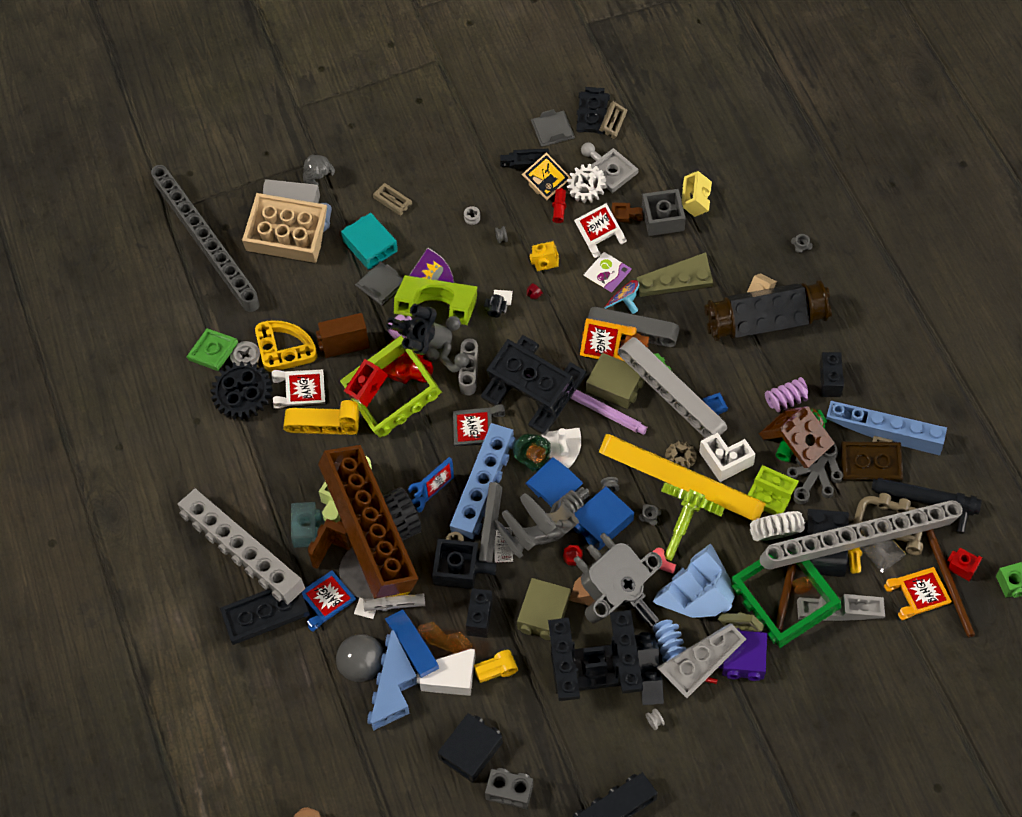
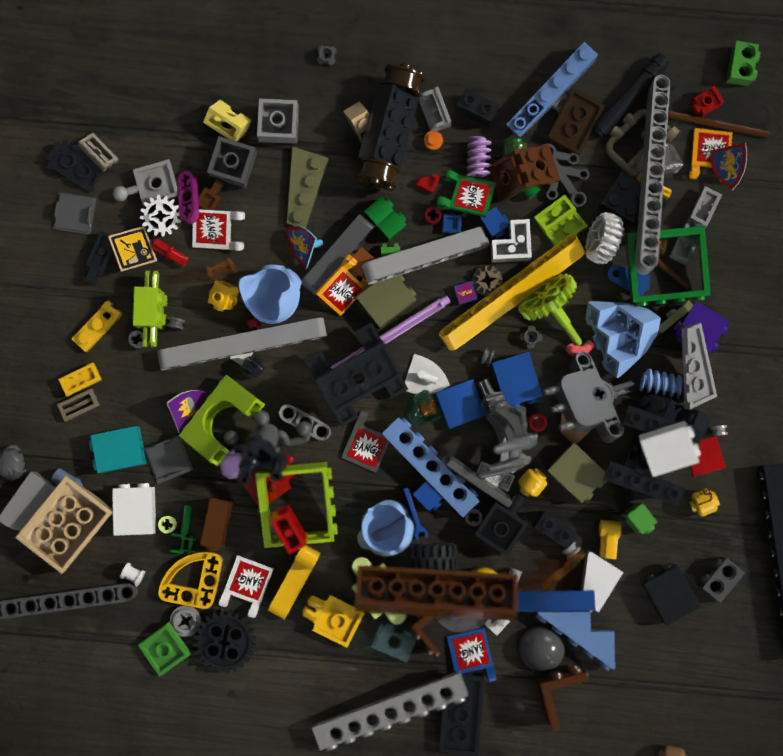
camera: 65 degrees left, 25 degrees up
(266, 297) = (132, 574): none -> white bush
(301, 466) = (333, 618): none -> yellow plate
(316, 673) = (557, 680): none -> reddish brown bracket
(323, 274) = (134, 510): none -> white brick
(323, 300) = (163, 528): none -> yellowish green bush
(326, 318) = (184, 531): none -> green piece
(405, 465) = (386, 528): none -> light blue piece
(414, 189) = (80, 379): none -> yellow plate
(452, 492) = (428, 496): none -> blue brick
(466, 183) = (96, 326): none -> yellow plate
(470, 635) = (572, 550): none -> light grey bush
(502, 206) = (149, 308): none -> lime brick
(512, 290) = (241, 343): none -> light grey beam
(514, 574) = (532, 482): none -> yellow head
(528, 679) = (639, 518): none -> bright green brick
(561, 241) = (221, 268): none -> clear orange piece
(566, 284) = (271, 293): none -> light blue piece
(577, 736) = (704, 502): none -> yellow head
(607, 272) = (264, 245): sticker -> none
(608, 658) = (670, 448): none -> white brick
(614, 195) = (183, 191): none -> magenta beam
(624, 723) = (710, 458): none -> red sticker
(658, 443) = (465, 293): none -> magenta tile
(686, 348) = (385, 218): none -> green brick
(712, 380) = (428, 219): none -> dark red bush
(720, 229) = (278, 121): none -> light grey brick
(736, 432) = (494, 223): none -> blue brick
(740, 371) = (428, 182): none -> red tile
(748, 403) = (469, 196): none -> flag
(758, 583) = (622, 279): none -> blue piece
(780, 356) = (433, 140): none -> orange plate
(808, 345) = (434, 110): none -> light grey hinge
(917, 605) = (729, 164): none -> shield

